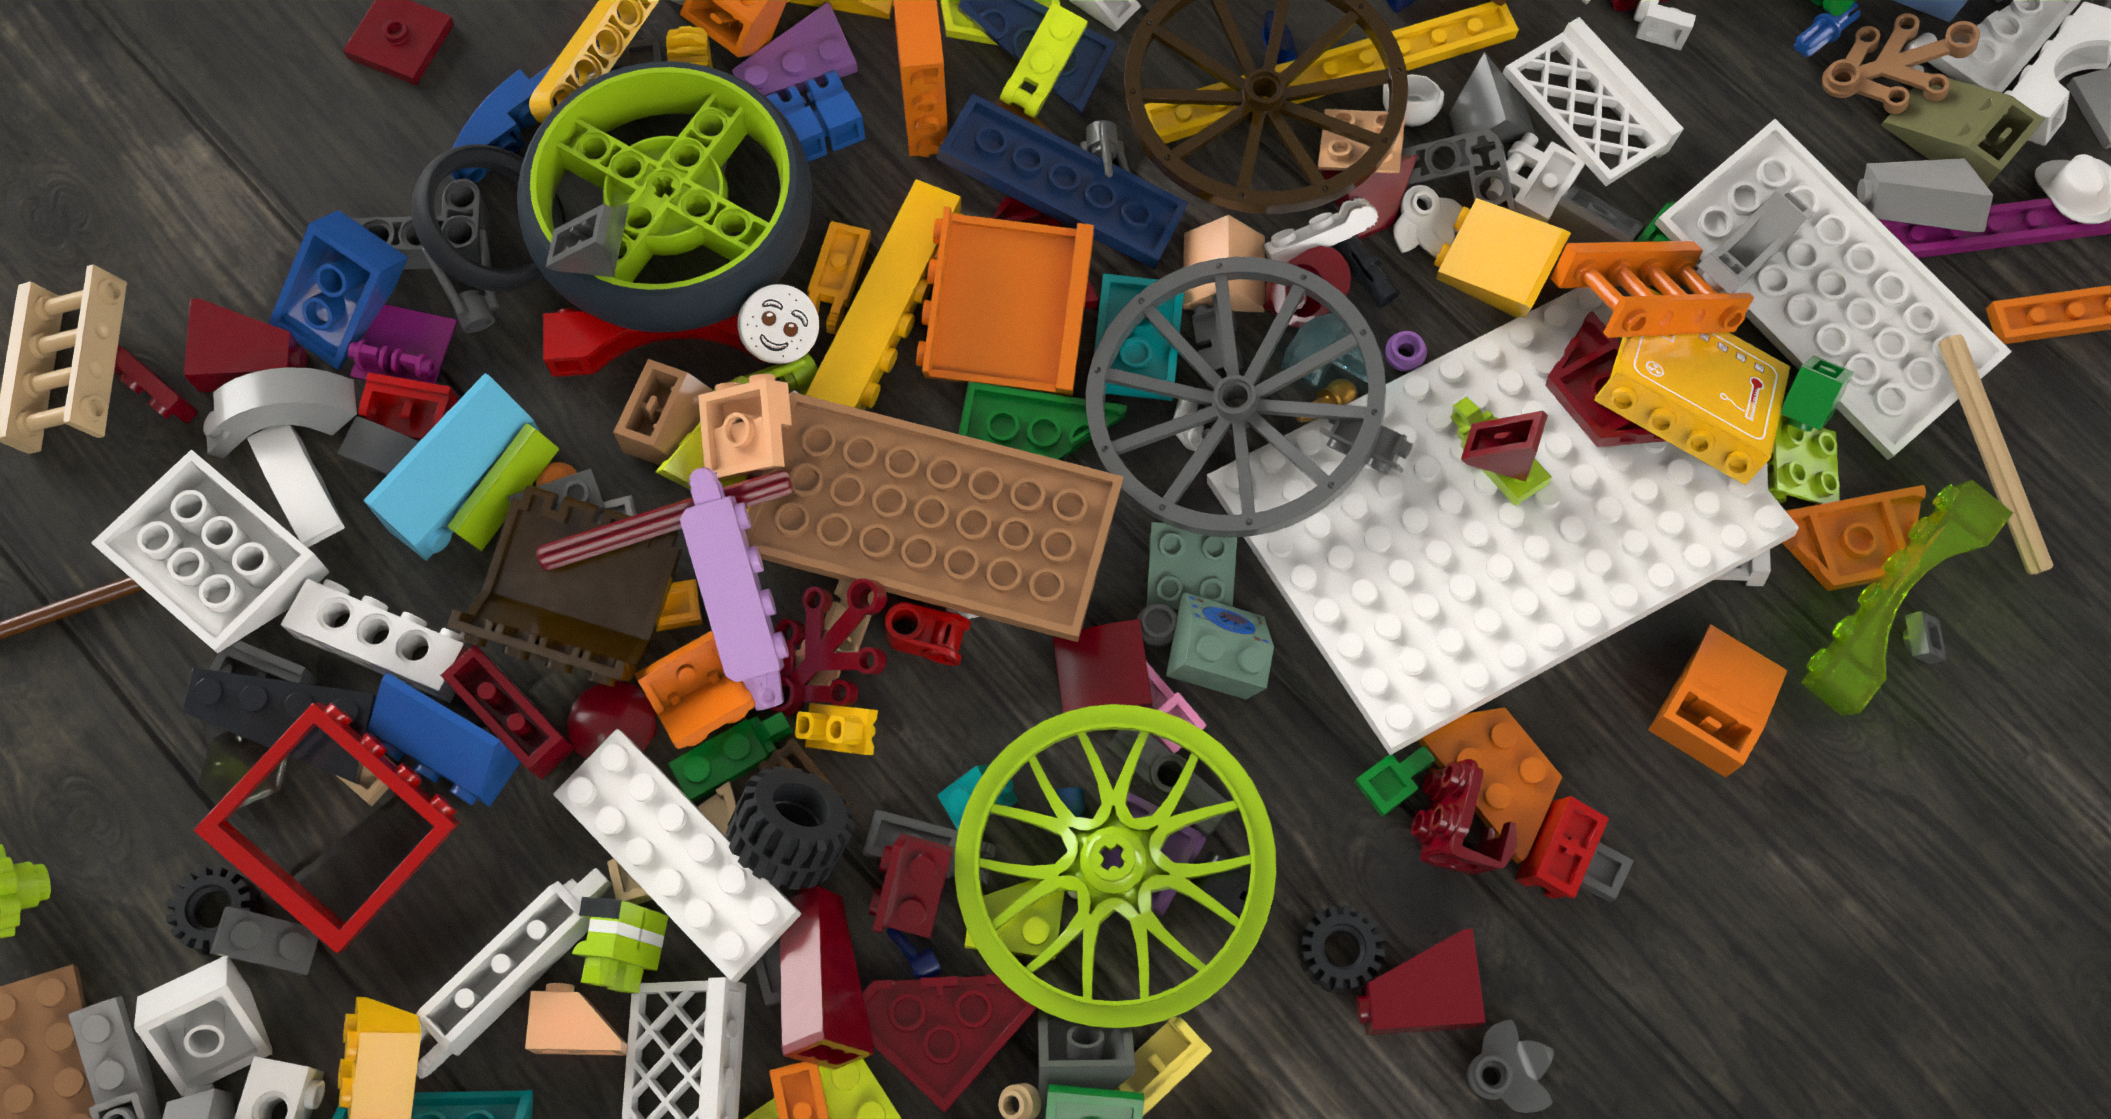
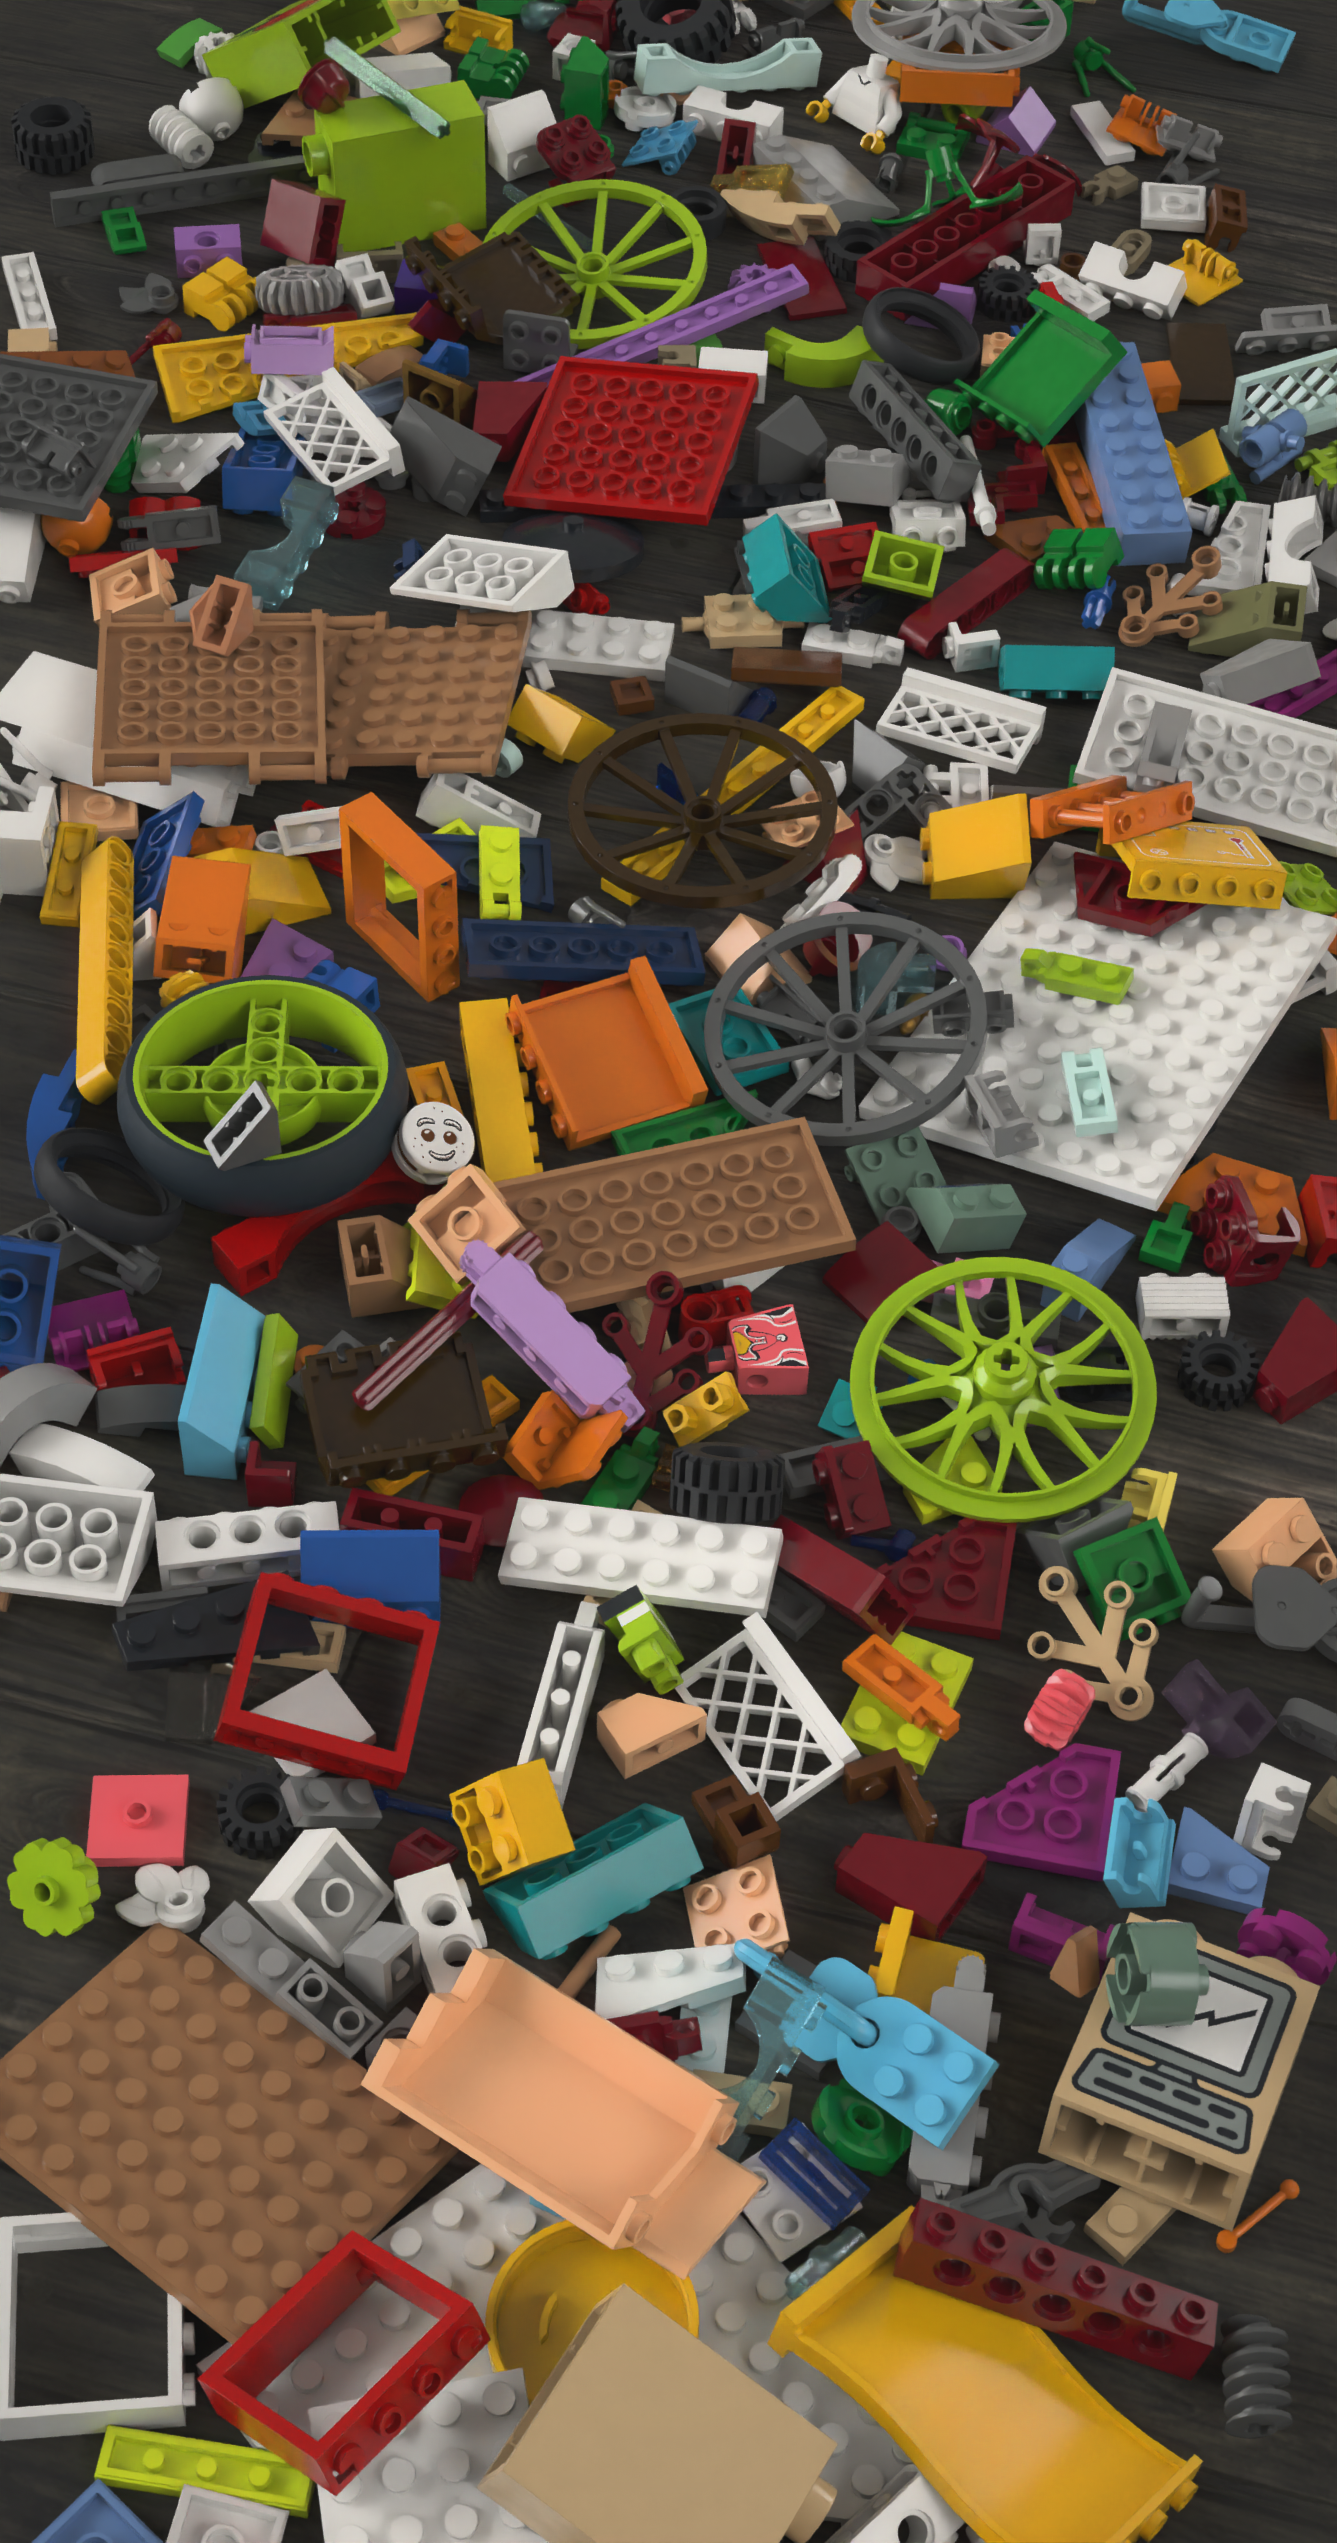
camera: 30 degrees left, 20 degrees down
(92, 937) = (167, 1896): none -> white plate
(122, 855) = (138, 1820): none -> coral plate
(316, 1032) = (421, 1852): none -> dark red slope
(319, 843) = (319, 1706): none -> white tile
(325, 953) = (384, 1801): none -> clear blue hinge
(440, 579) = (269, 1481): none -> dark red panel
(938, 693) = (763, 1354): none -> coral torso
(1305, 760) = (1092, 1257): none -> medium blue slope
(1311, 569) = (998, 1115): none -> light grey hinge
(1355, 861) = (1181, 1306): none -> white brick
(1408, 595) = (1089, 1092): none -> light aqua plate
(1505, 444) = (1088, 954): dark red slope -> none
(1726, 87) = (1054, 670): none -> teal slope
(1815, 394) = (1283, 830): green brick -> none

